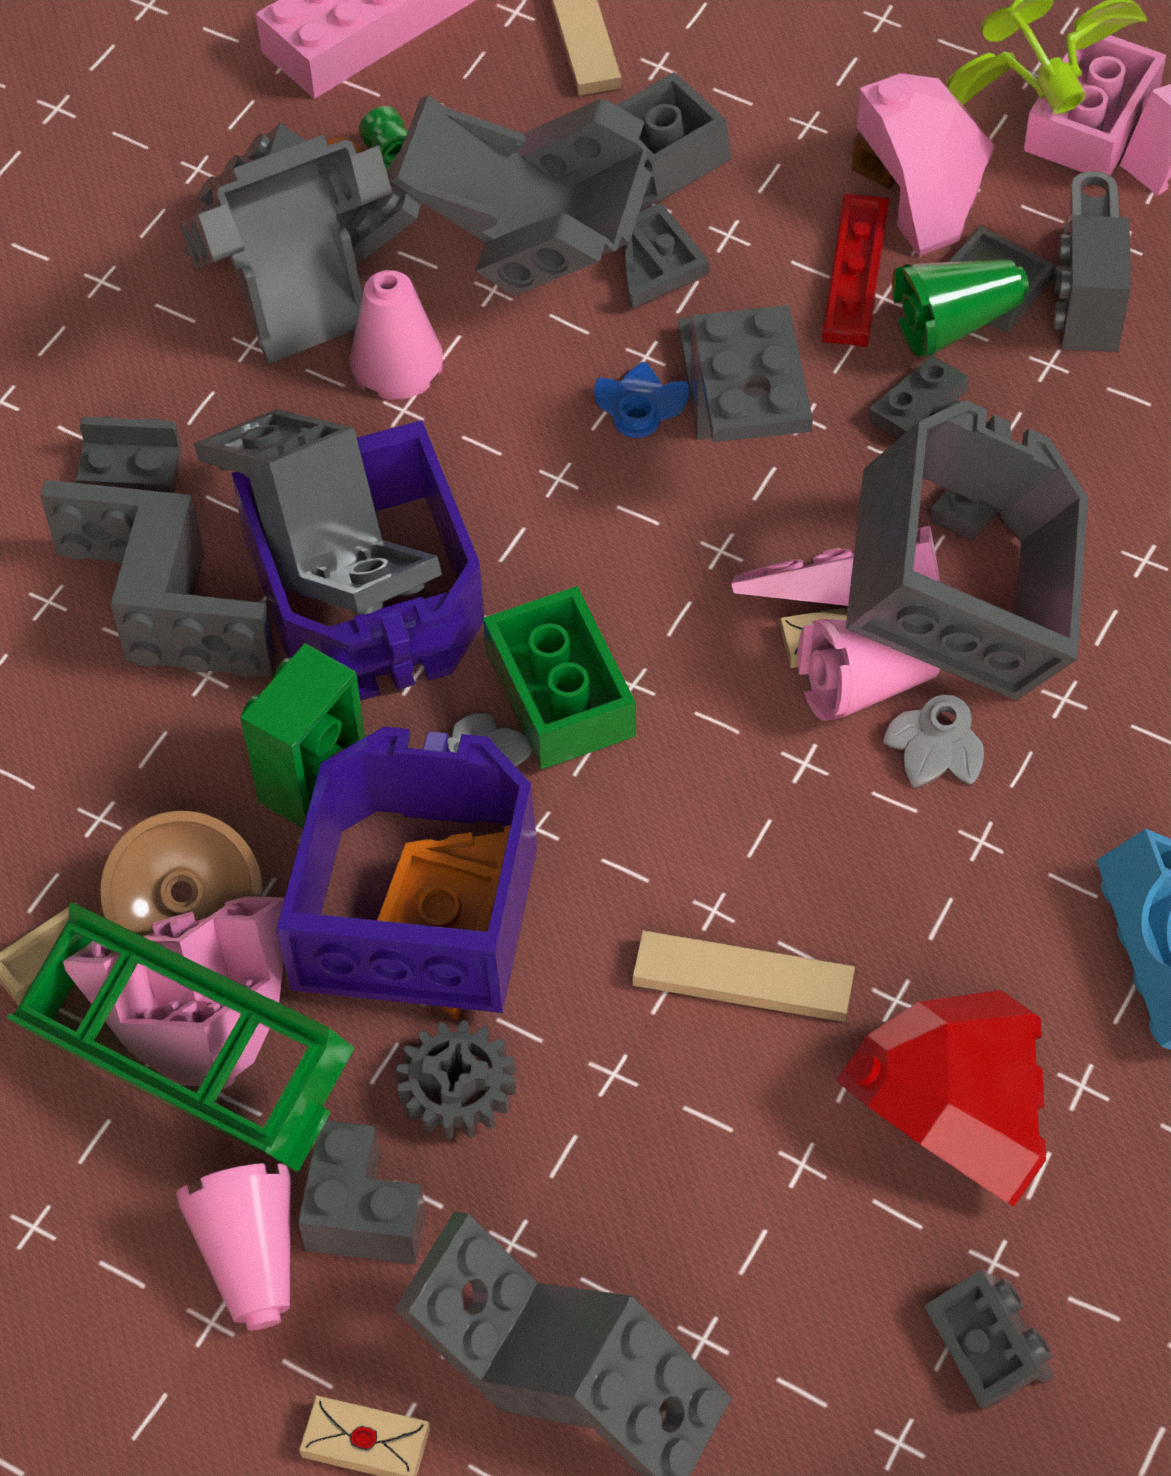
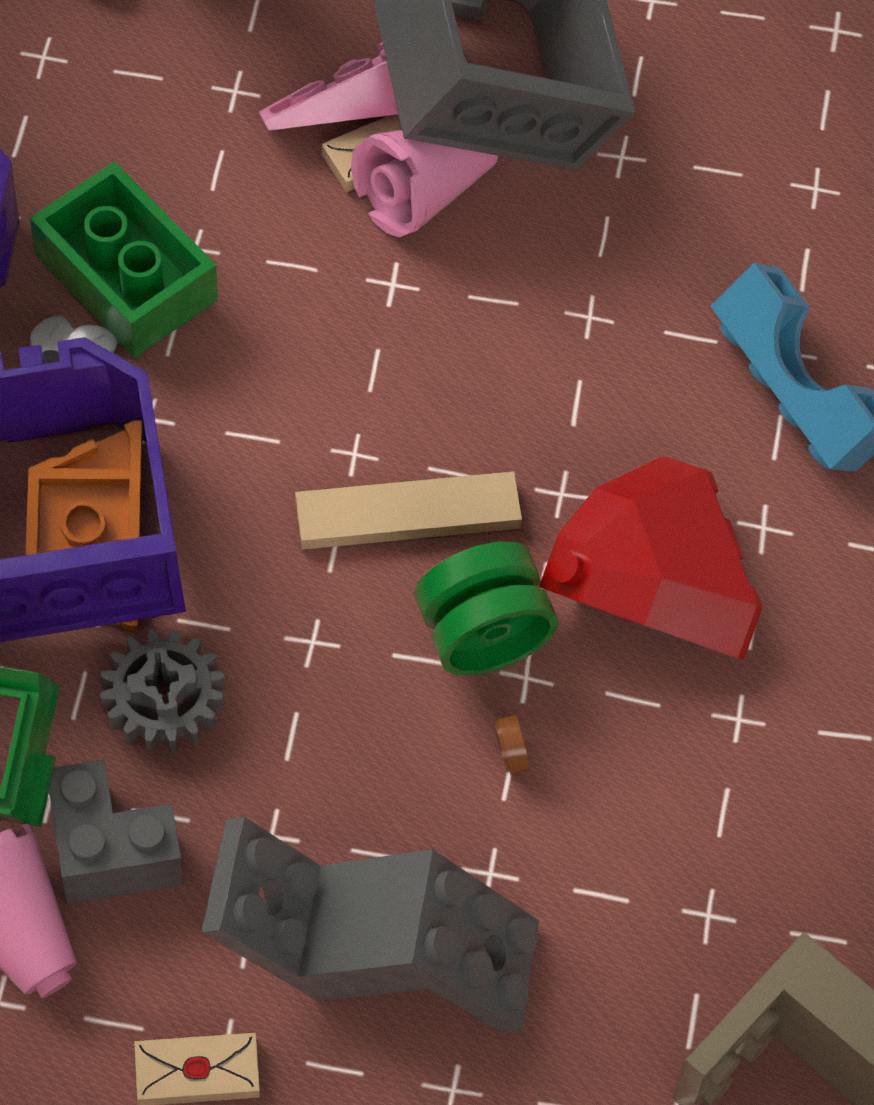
camera: 25 degrees left, 5 degrees up
(762, 1222) = (511, 744): none -> dark orange tile
(776, 1086) = (486, 608): none -> green wheel
(937, 747) = (516, 235): light grey plate -> none
(989, 1337) = (761, 791): dark grey bracket -> none

